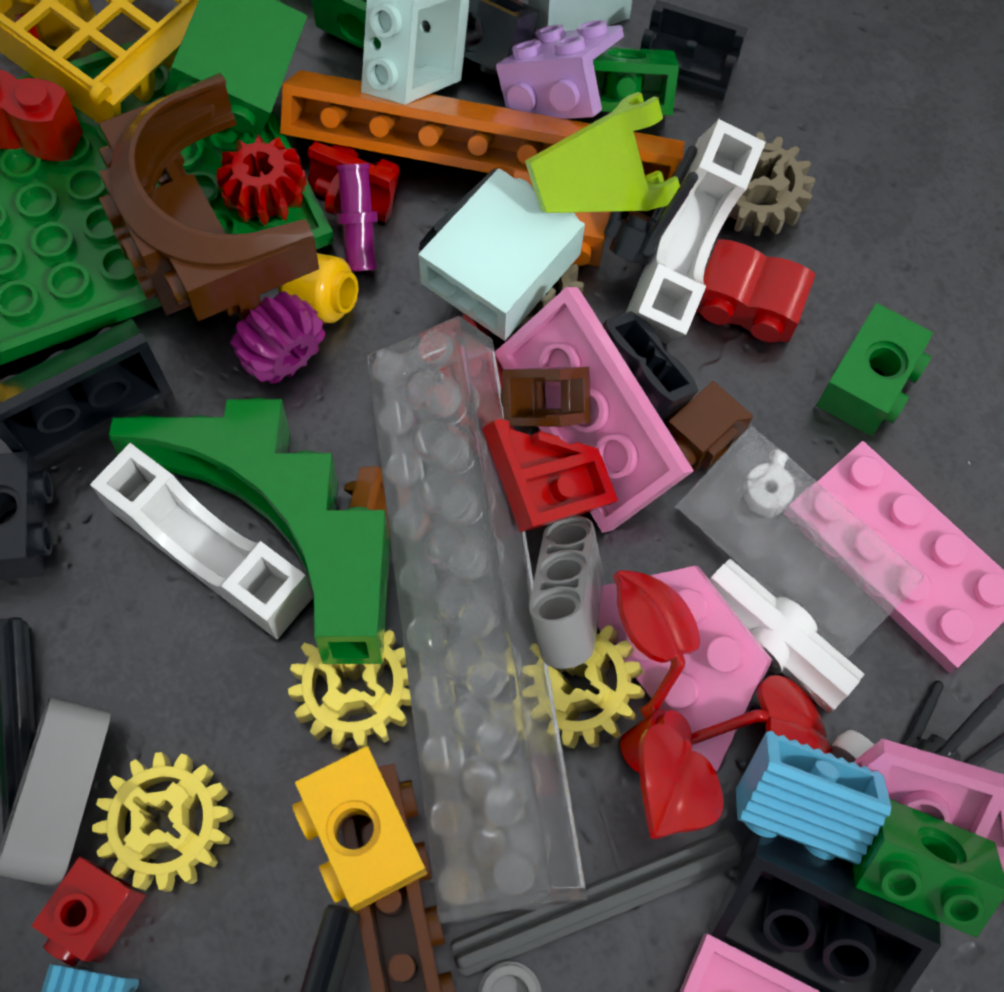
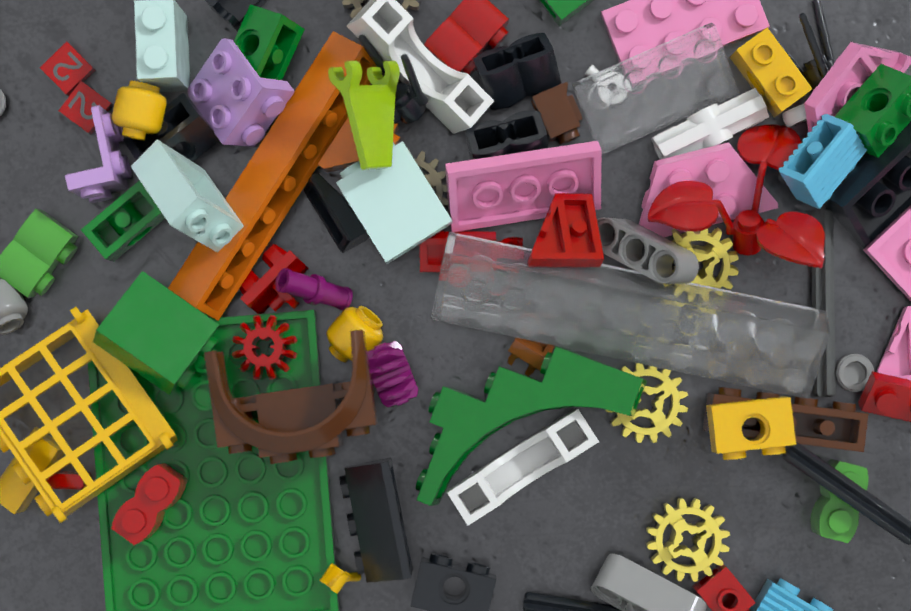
camera: 65 degrees left, 20 degrees up
(525, 397) = (511, 214): reddish brown window -> none
(736, 354) = (518, 70): none -> black brick
(899, 684) = (770, 72): none -> yellow brick

